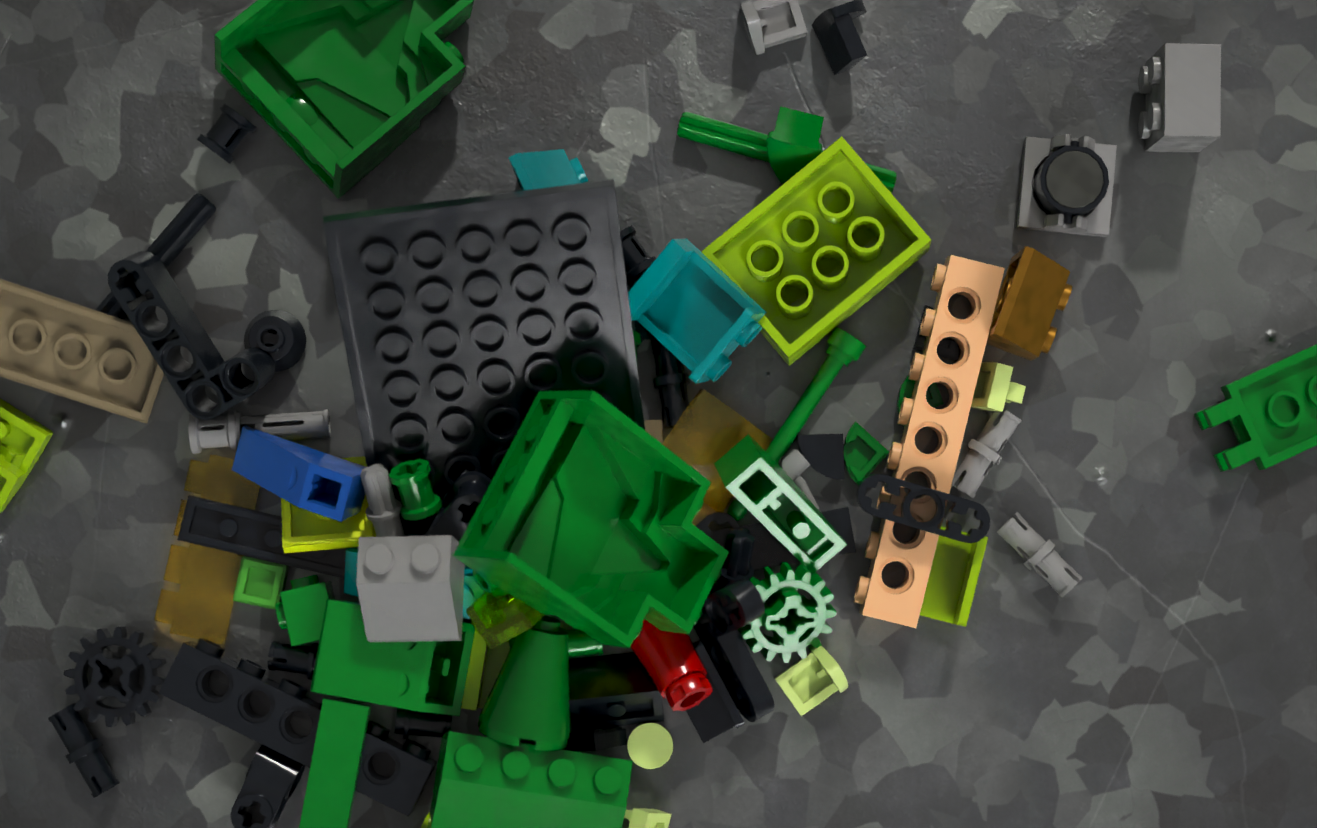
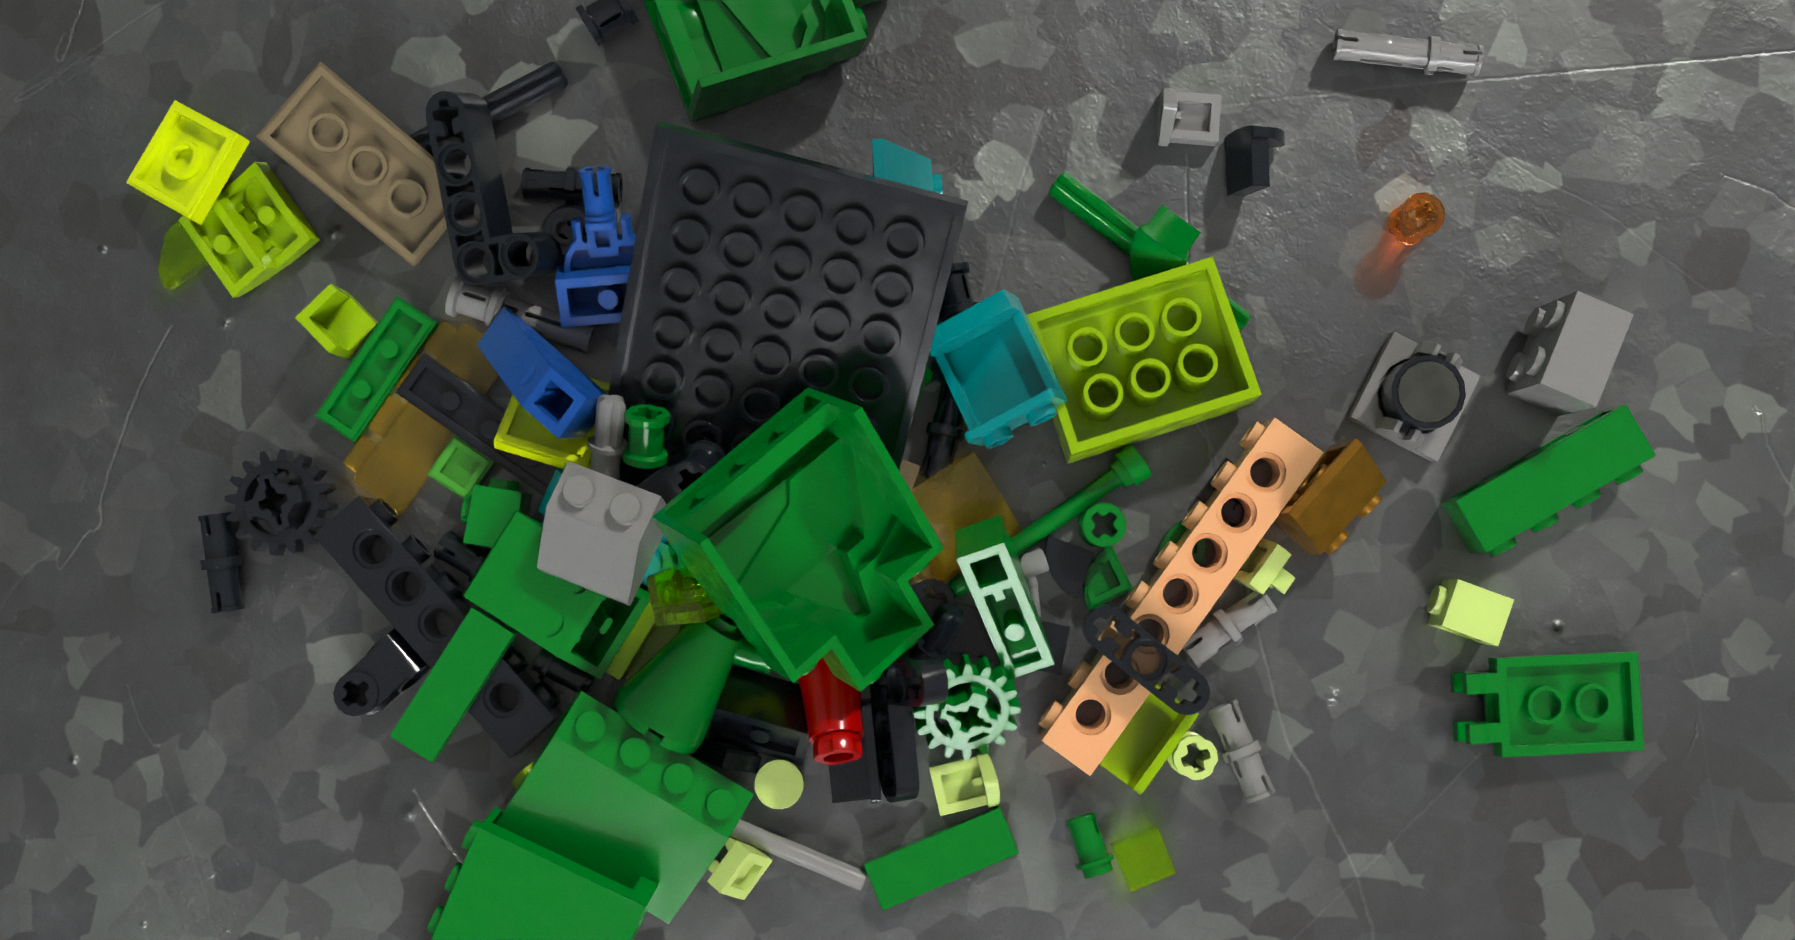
camera: 20 degrees right, 0 degrees up
(101, 498) = (337, 321): none -> lime panel
(150, 526) = (376, 369): none -> green tile
(257, 296) = (563, 184): none -> black pin
(314, 358) = (595, 267): none -> blue brick
(693, 800) = (799, 854): none -> light grey bar
(816, 752) = (940, 858): none -> green tile
(852, 402) = (1116, 525): none -> green bush
(940, 689) = (1089, 845): none -> green pin
(991, 682) = (1143, 858): none -> clear neon green tile
(1011, 576) = (1204, 762): none -> yellowish green bush
(1012, 18) = (1426, 208): none -> clear orange bush
(1186, 354) = (1469, 611): none -> yellowish green brick
(1210, 213) = (1549, 480): none -> green brick

